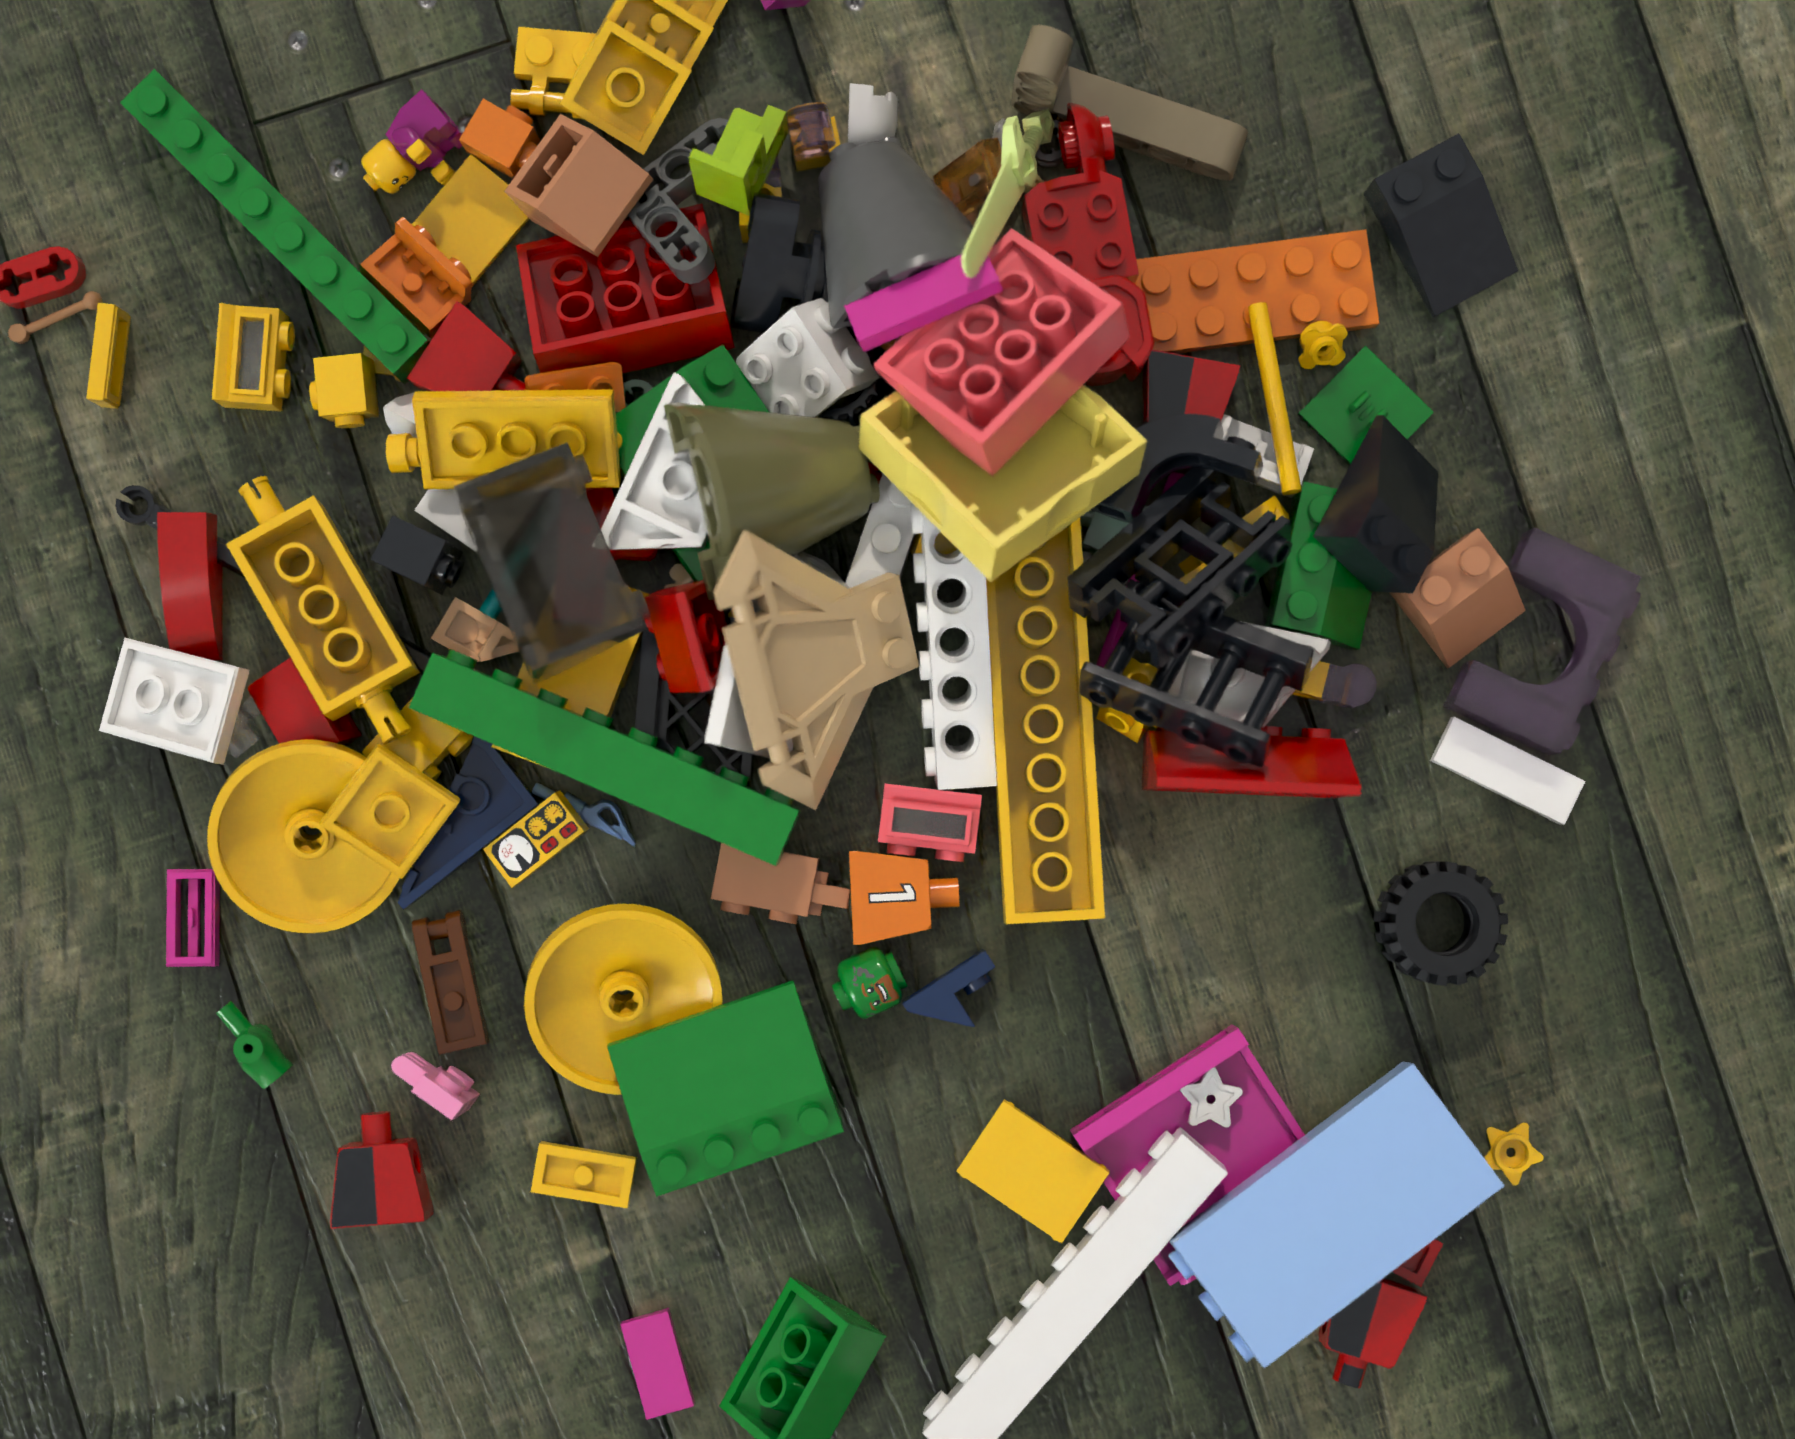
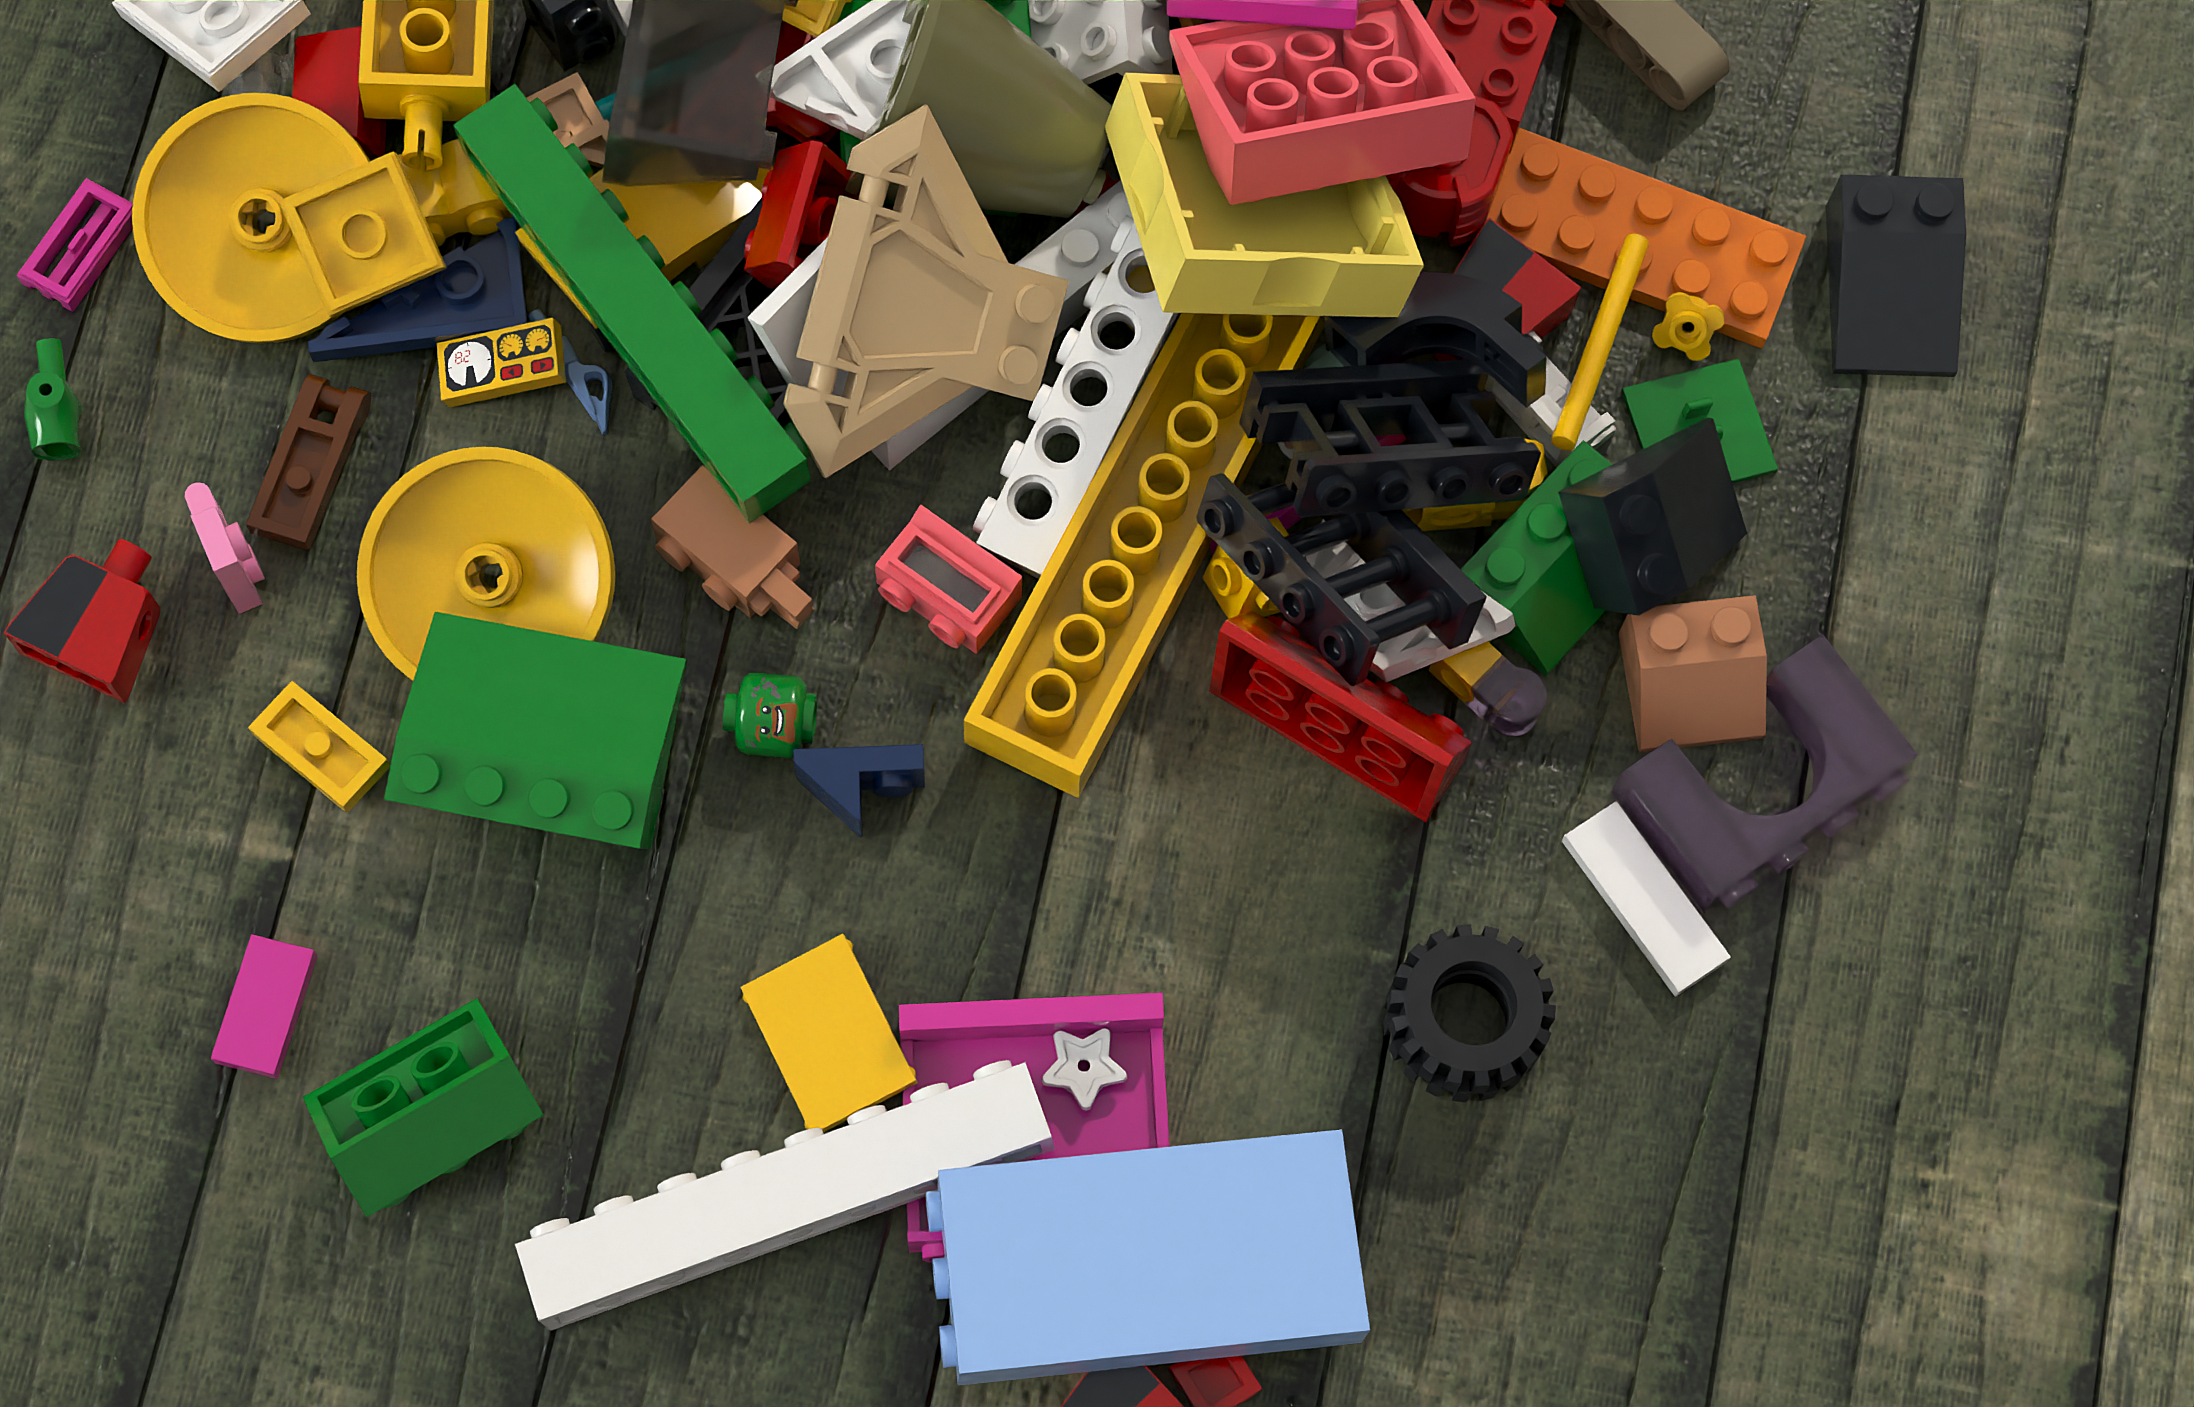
camera: 25 degrees right, 15 degrees down
(894, 895) = (857, 638): orange torso -> none
(1524, 1152) = (1421, 1328): yellow plate -> none

